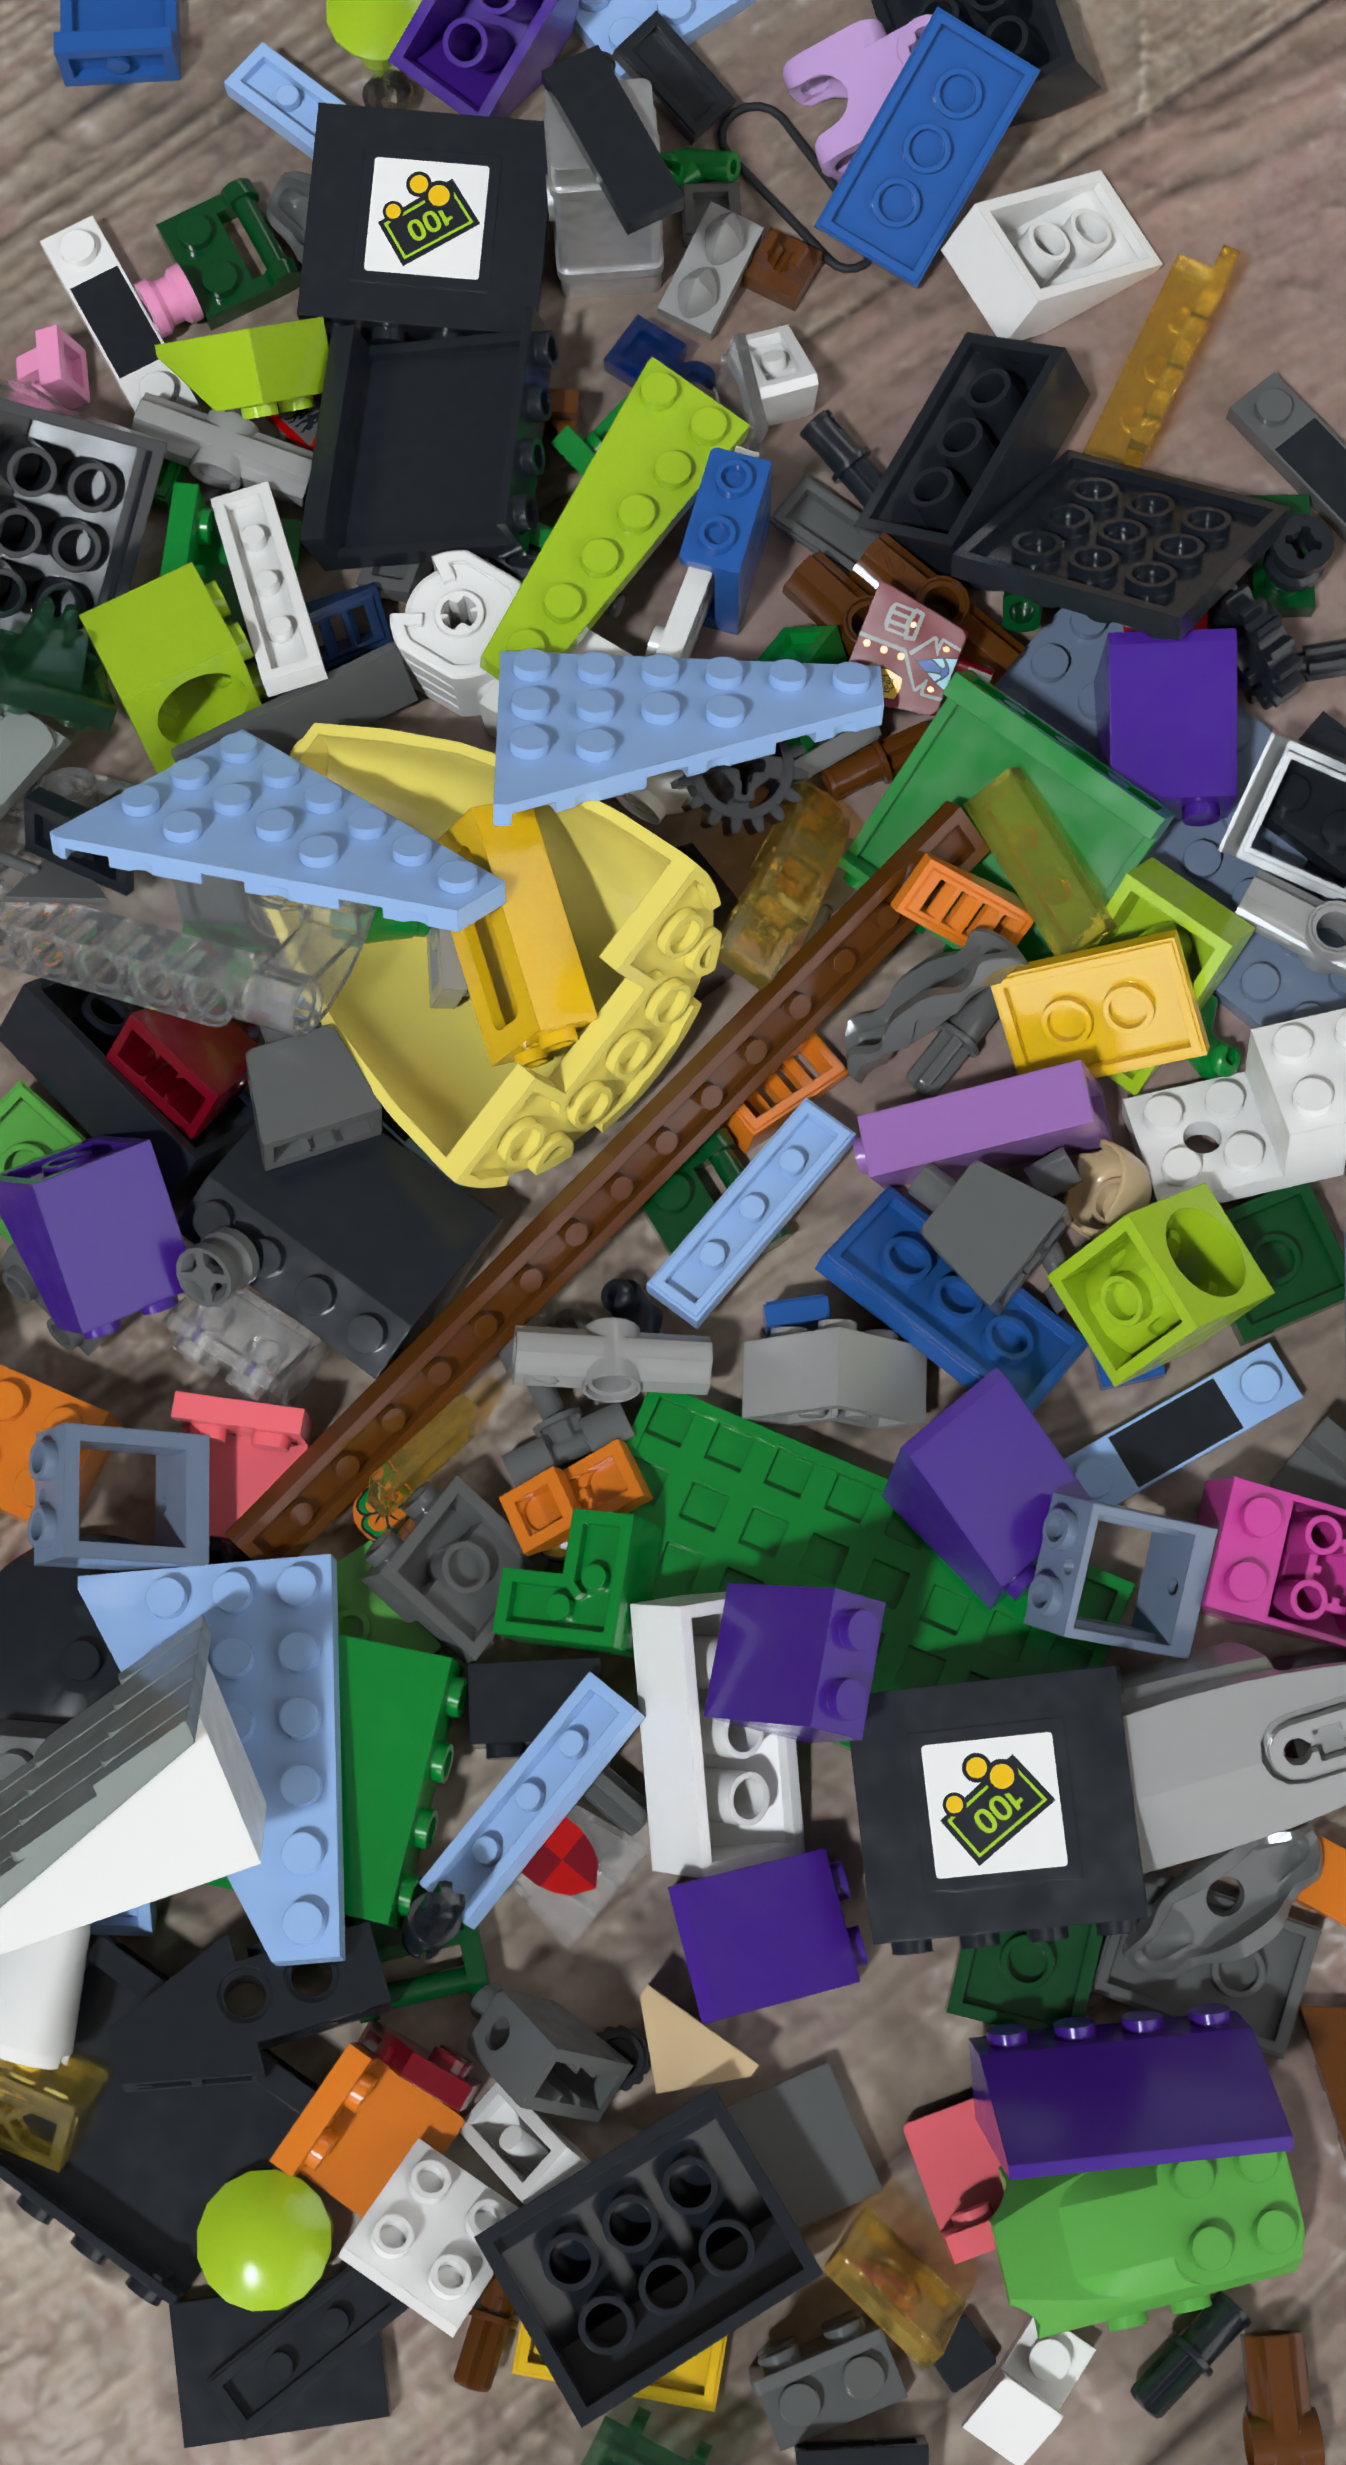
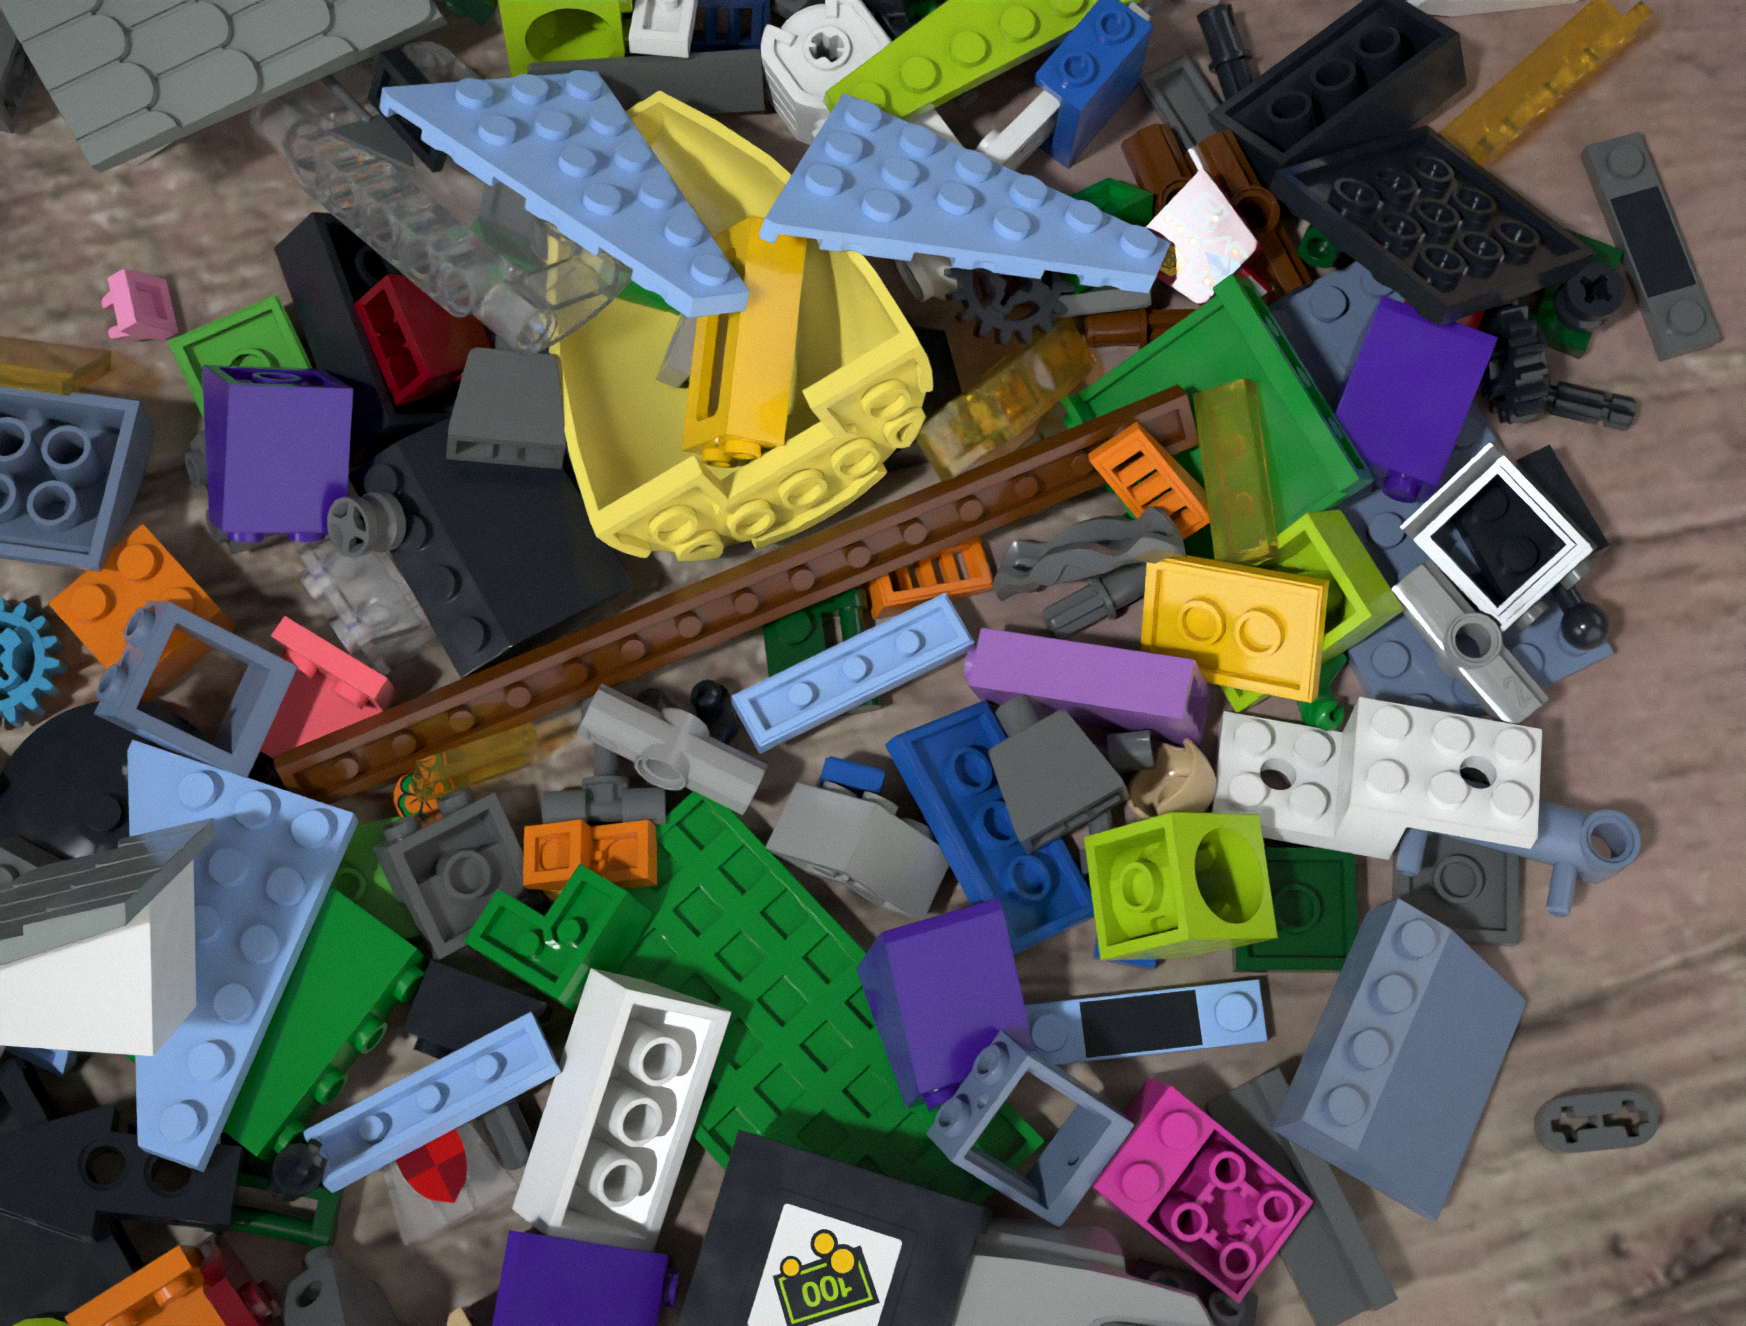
camera: 15 degrees right, 0 degrees up
(795, 1661) = (706, 1079): dark purple slope -> none

